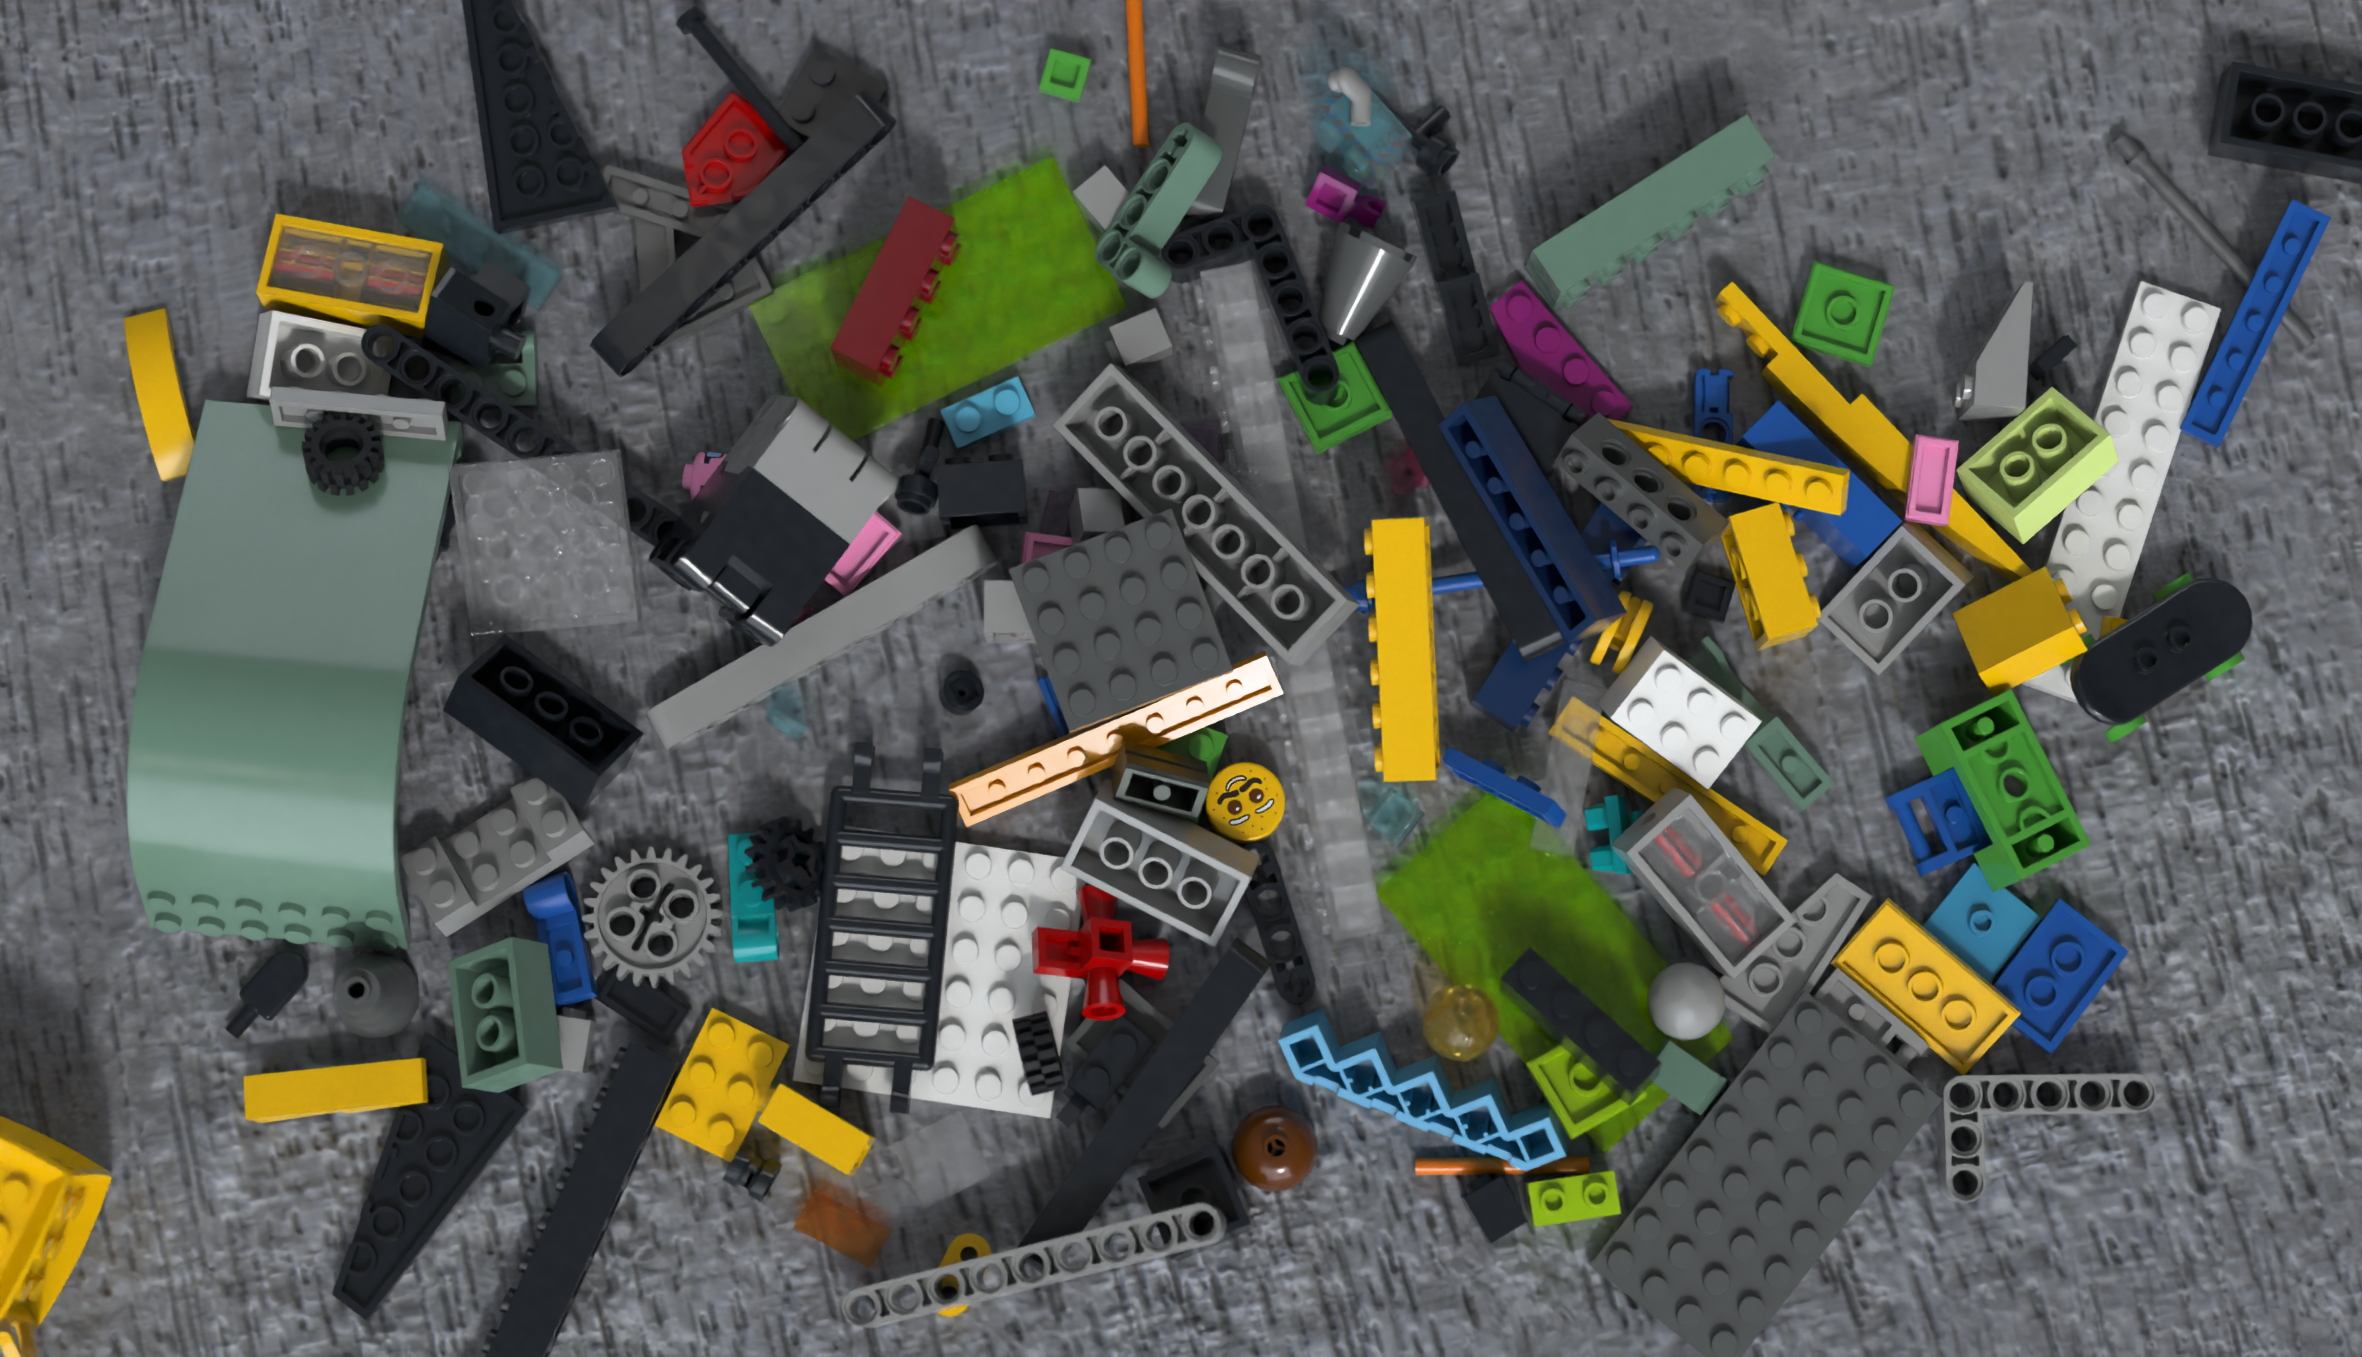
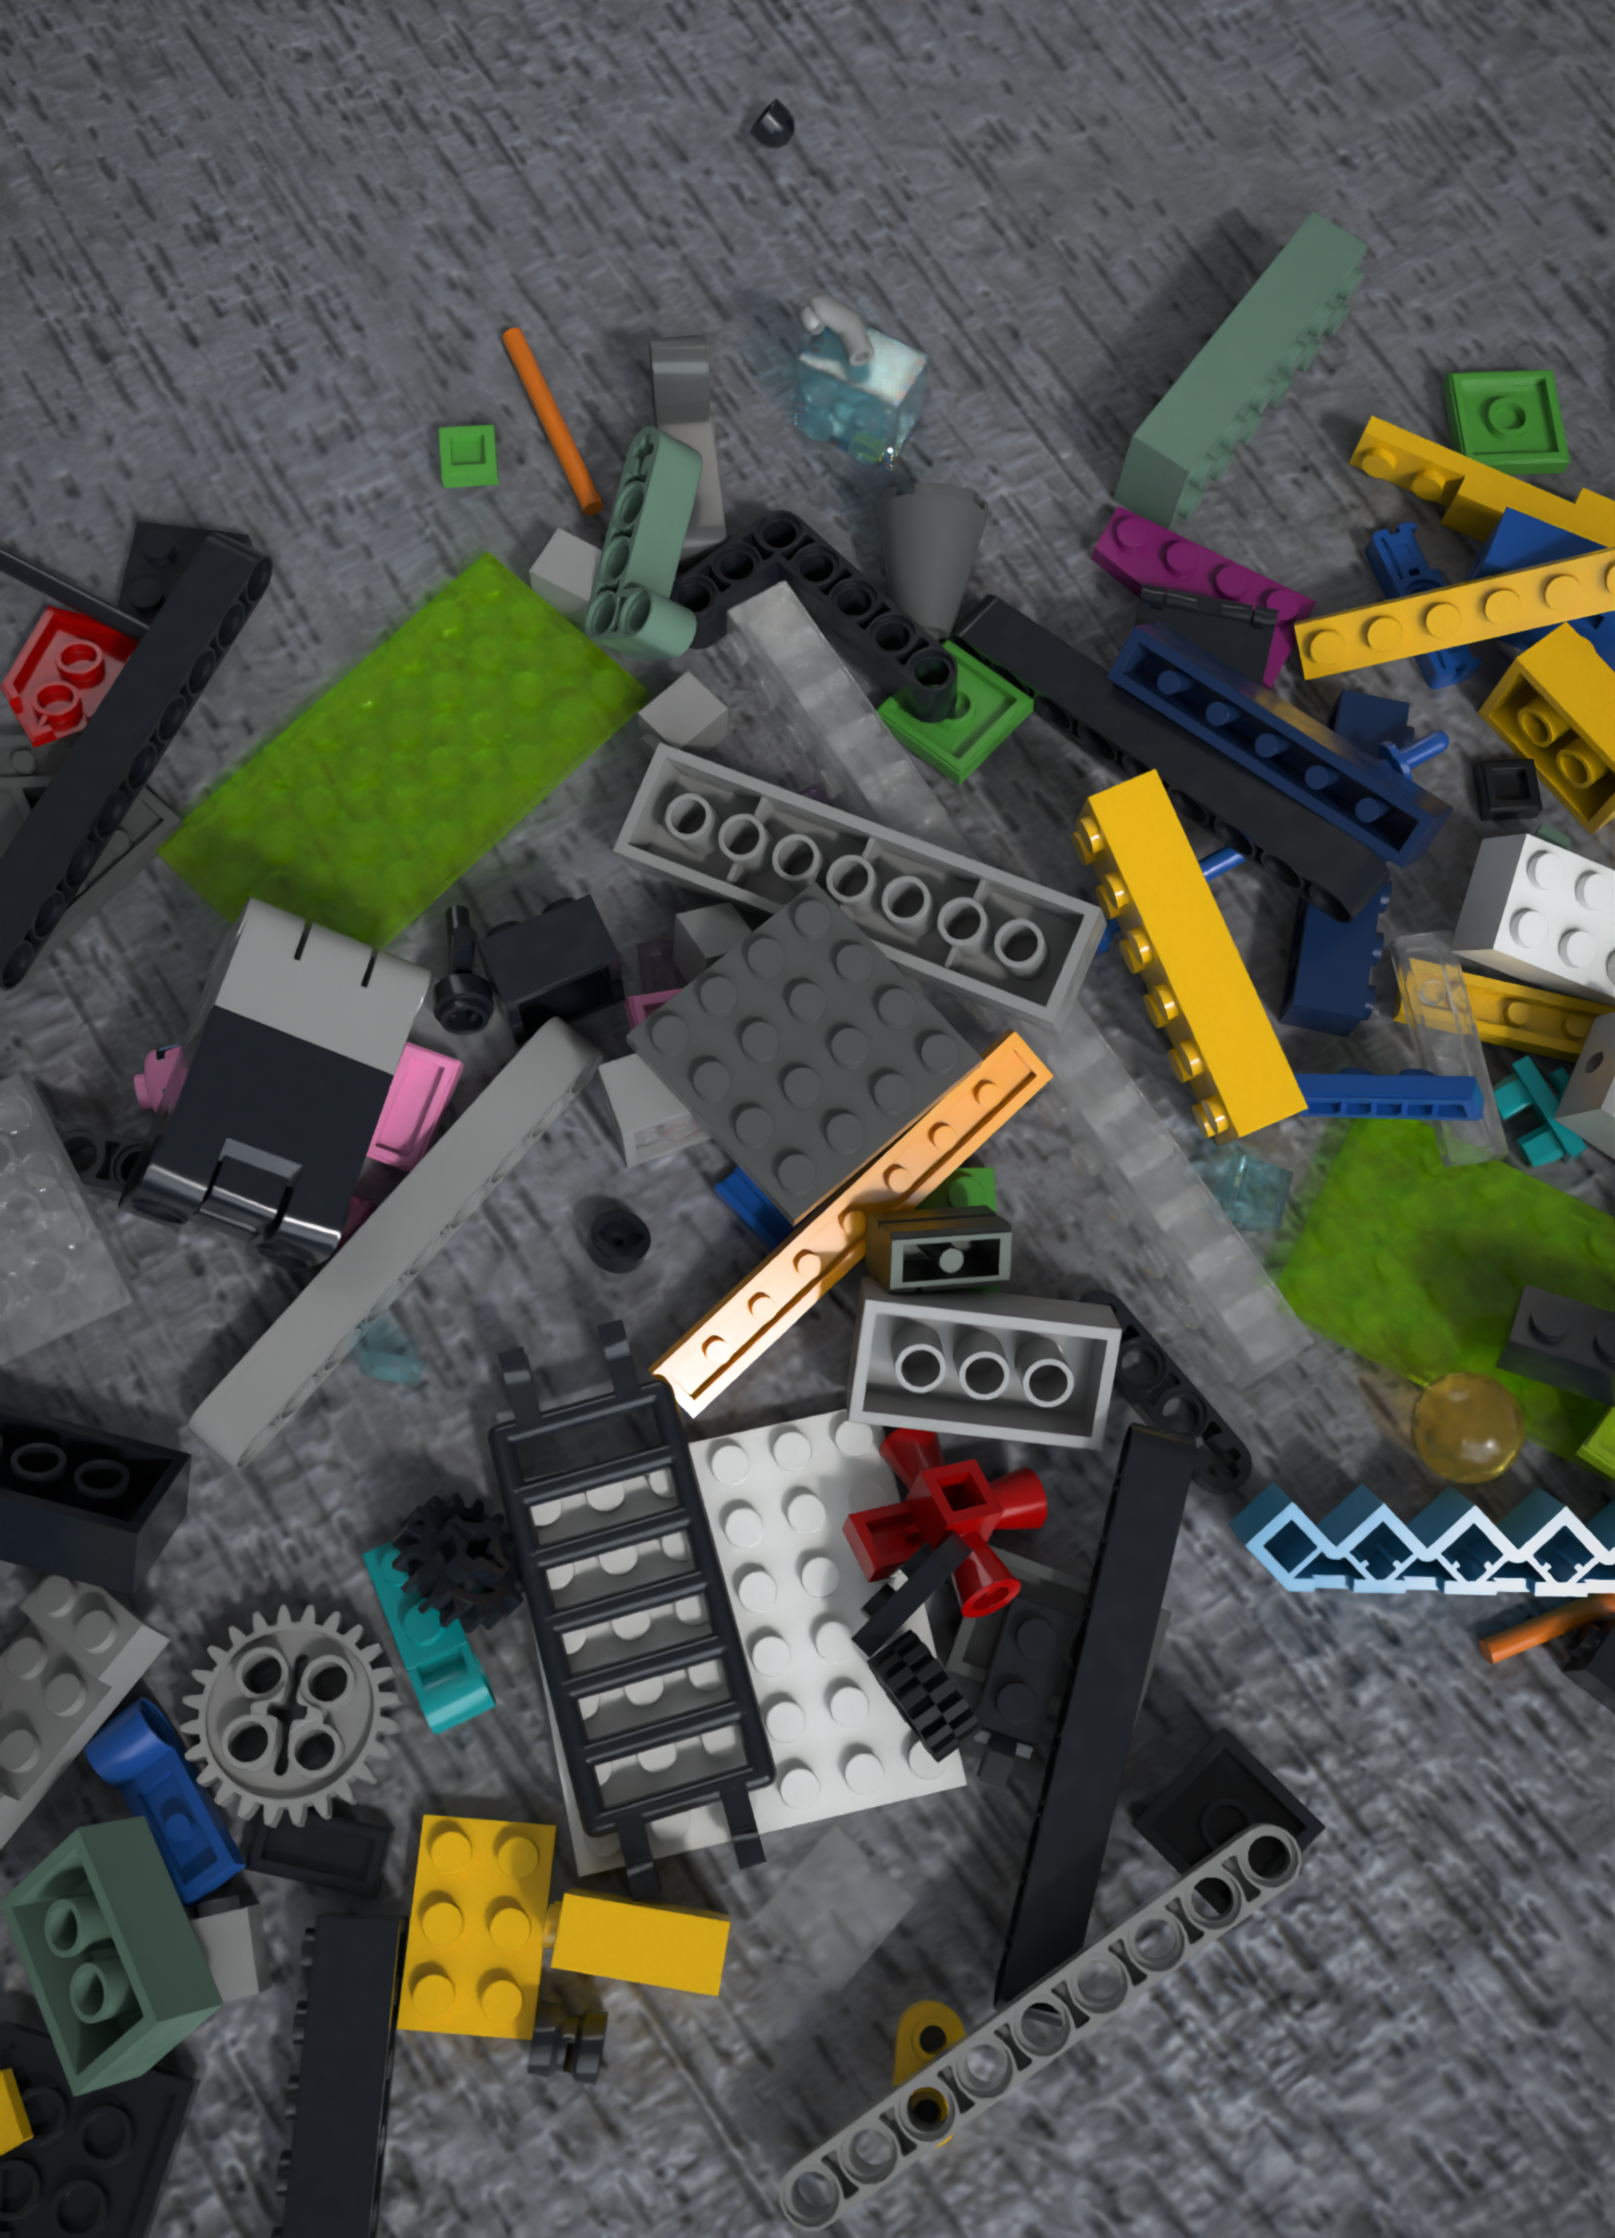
camera: 25 degrees left, 10 degrees down
(842, 1228) = (731, 2073): clear orange plate -> none
(896, 291) = (343, 751): dark red brick -> none
(988, 413) = (521, 877): medium azure plate -> none
(1041, 994) = (891, 1608): none -> black plate
(1245, 802) = (1057, 1244): yellow head -> none
(1263, 1168) = (1264, 1710): reddish brown cylinder -> none
(1338, 197) = (857, 479): magenta plate -> none
(1402, 483) = (1074, 783): clear pink plate -> none
(1439, 152) = (952, 392): black piece -> none
(1455, 277) = (1040, 536): black slope -> none
(1624, 632) = (1443, 870): yellow head -> none
(1641, 491) = (1390, 674): dark grey brick -> none

